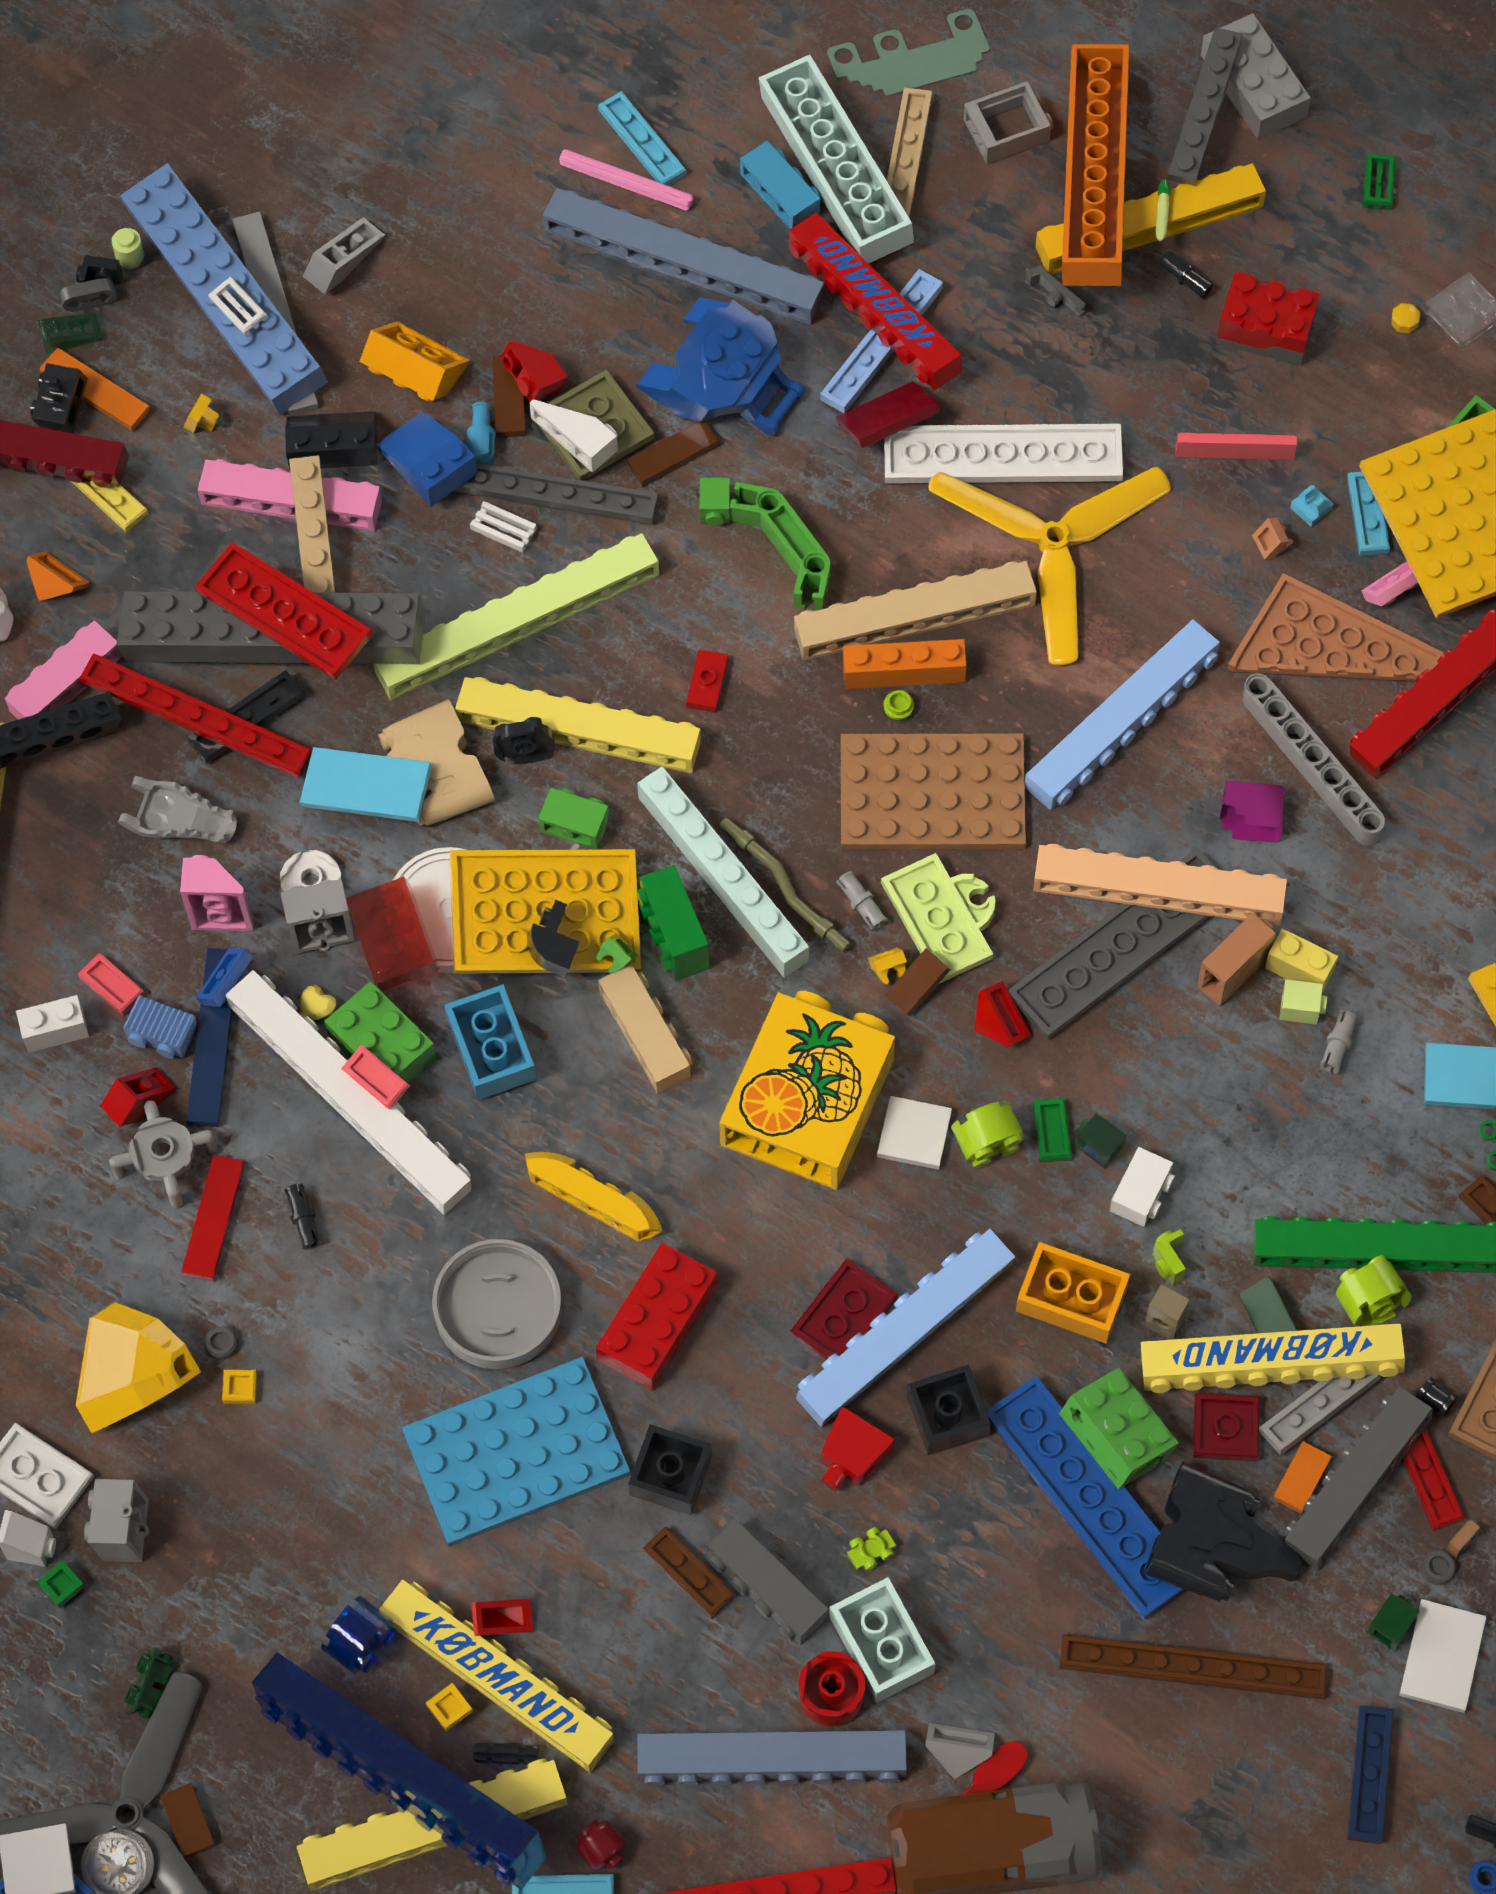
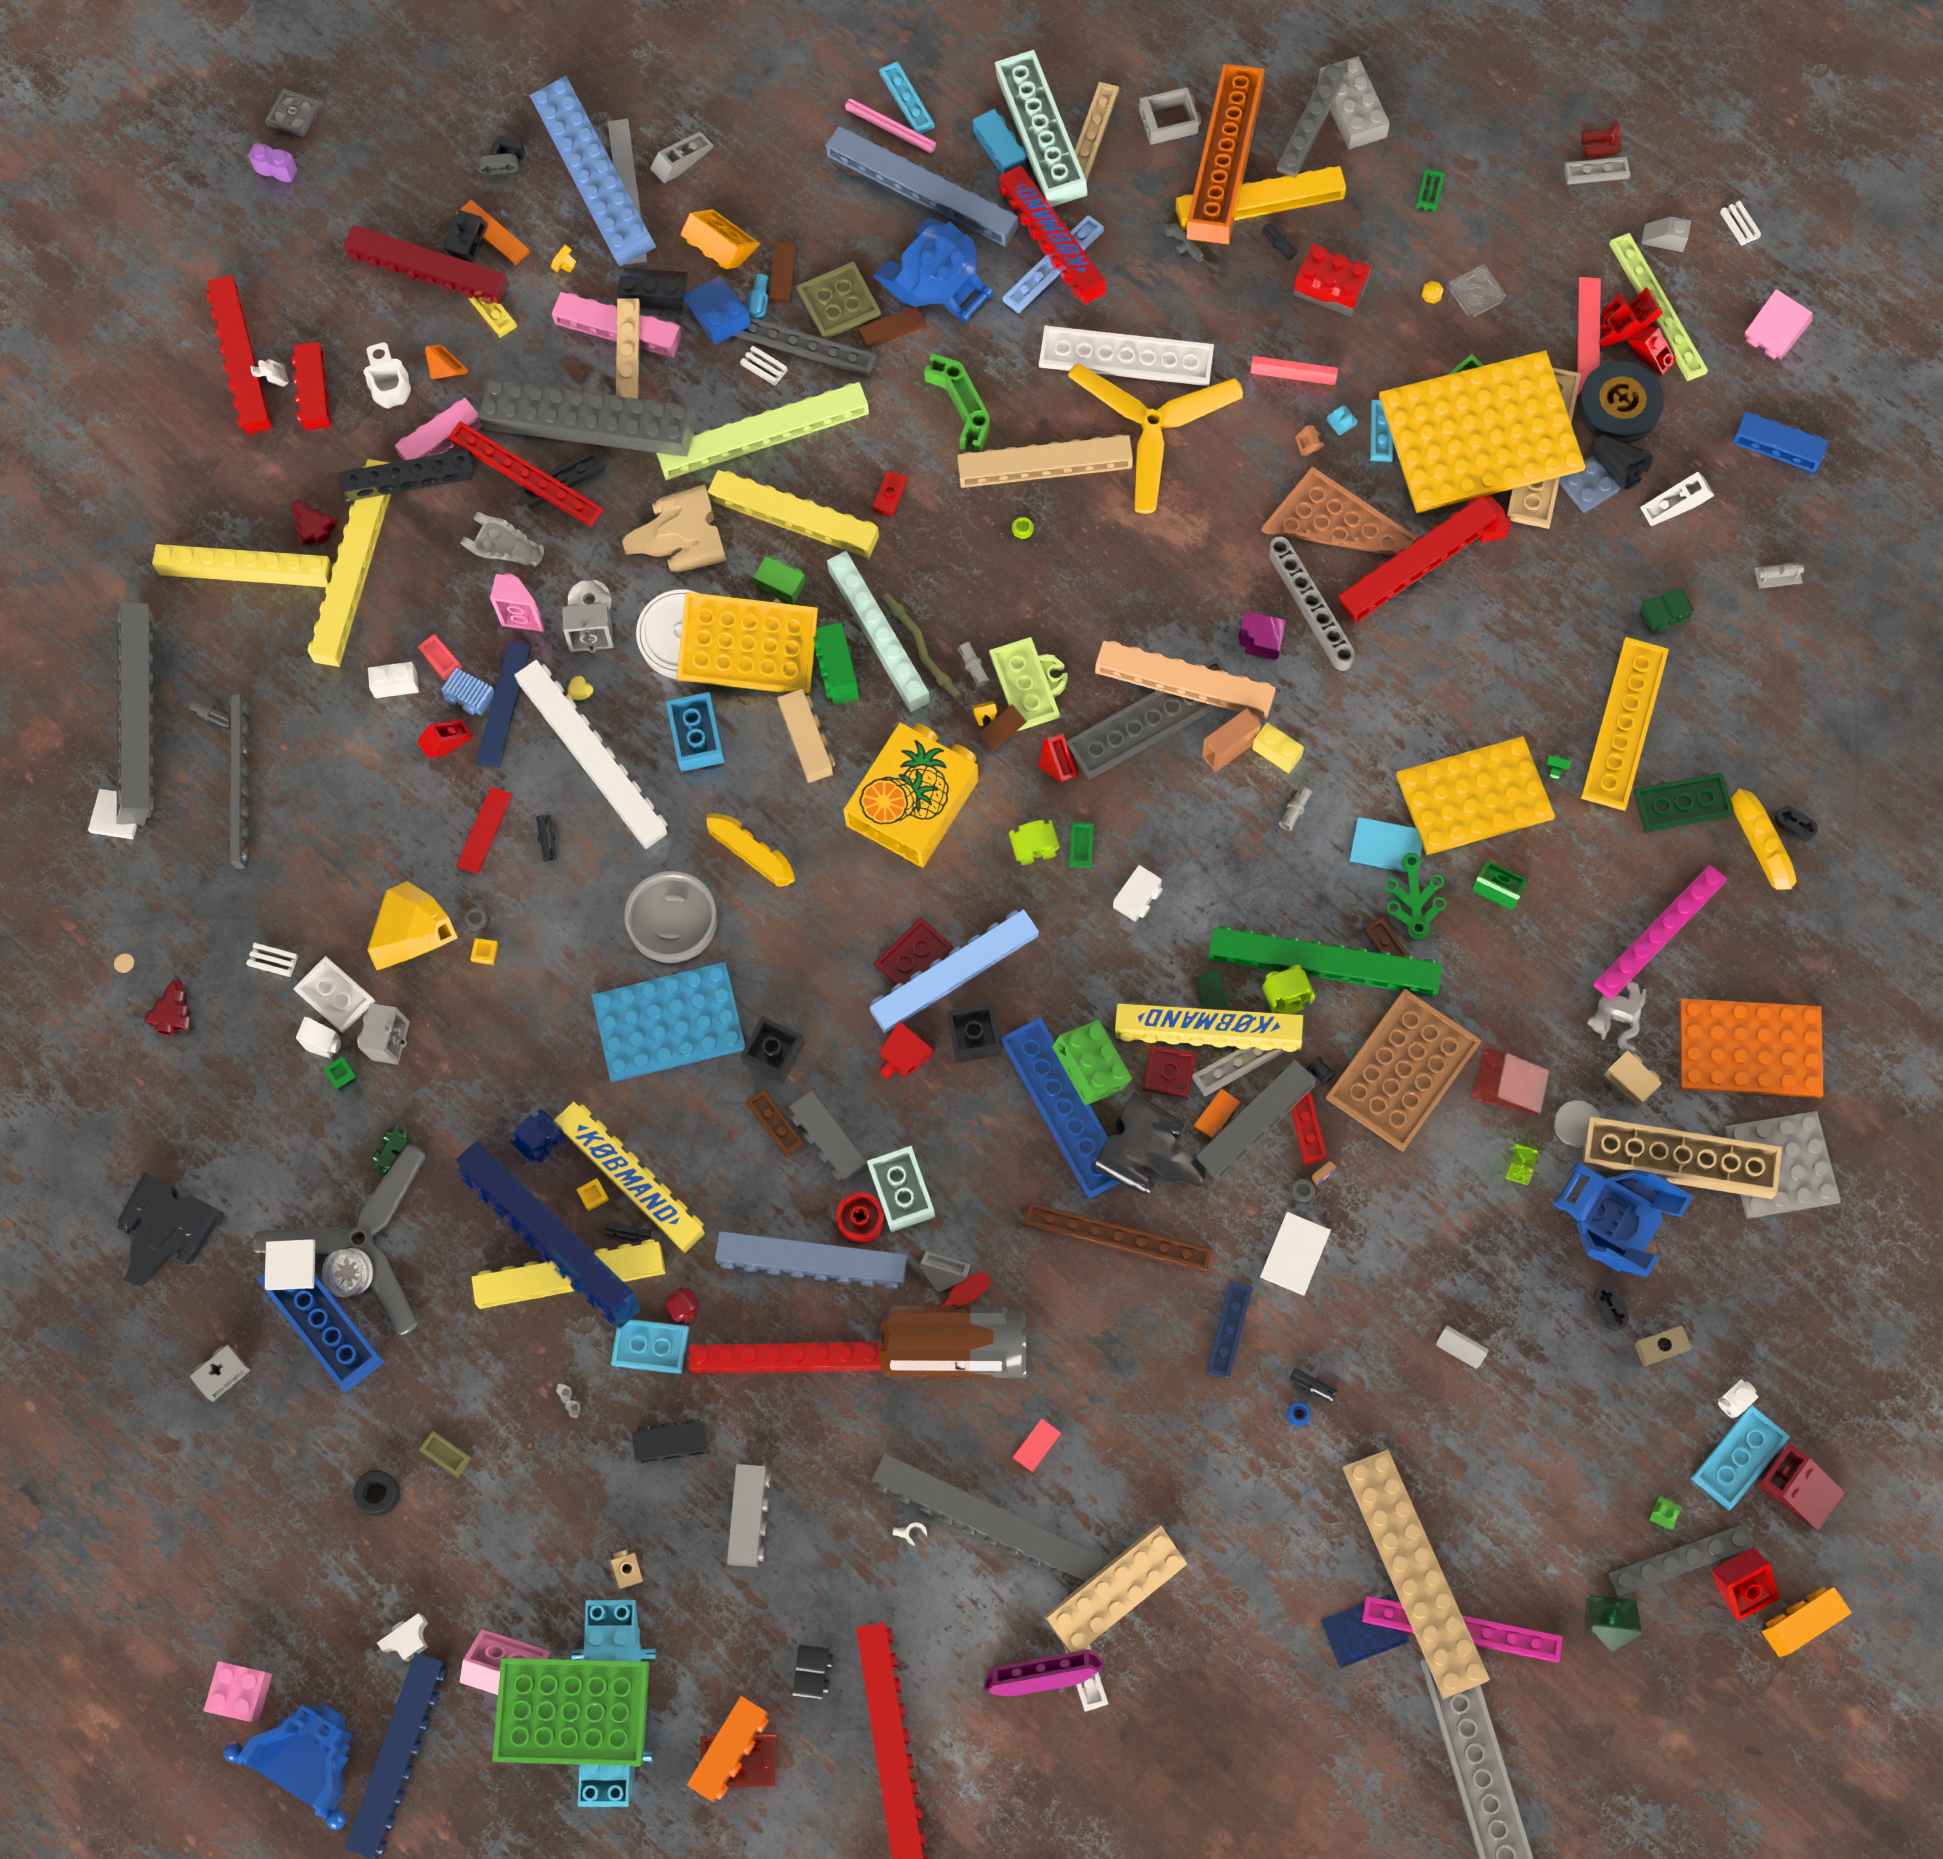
camera: 10 degrees right, 5 degrees up
(58, 324) = (482, 195): clear green slope -> none
(128, 248) = (530, 134): yellowish green brick -> none
(164, 1167) = (455, 790): light grey plate -> none
(187, 1821) = (401, 1248): reddish brown tile -> none
(224, 977) = (522, 656): blue plate -> none
(252, 322) = (606, 196): white tile -> none
(284, 611) = (595, 407): red plate -> none
(365, 784) = (636, 537): medium azure tile -> none
(375, 1077) = (609, 746): coral tile -> none
(383, 1029) = (619, 719): bright green piece -> none
(392, 934) = (637, 646): clear red brick -> none
(502, 1617) = (639, 1137): red slope -> none
(523, 741) = (752, 520): black plate -> none
(534, 370) = (802, 256): red slope -> none
(547, 946) = (744, 669): black brick -> none
(578, 433) = (827, 305): white slope -> none
(619, 950) = (794, 678): bright green tile -> none
(657, 1316) = (781, 940): red brick -> none
(714, 501) = (915, 365): bright green brick -> none
(868, 1552) = (902, 1126): lime piece -> none
(888, 414) = (1048, 317): dark red tile -> none
(904, 664) = (1030, 498): orange brick -> none
(914, 1132) = (983, 834): white tile -> none
(916, 66) = (1112, 67): sand green piece -> none
(932, 791) = (1036, 592): medium nougat plate -> none
(1072, 1292) = (1075, 962): light orange brick -> none
(1099, 1140) = (1113, 856): clear green brick -> none
(1121, 715) = (1180, 554): light blue brick -> none
(1162, 209) = (1272, 179): yellowish green piece -> none
(1167, 1261) = (1147, 950): lime bracket -> none
(1167, 1312) = (1139, 985): dark tan piece -> none
(1302, 1002) = (1274, 776): yellowish green brick -> none
(1390, 585) = (1388, 485): bright pink plate -> none
(1393, 1621) = (1264, 1224): dark green brick -> none

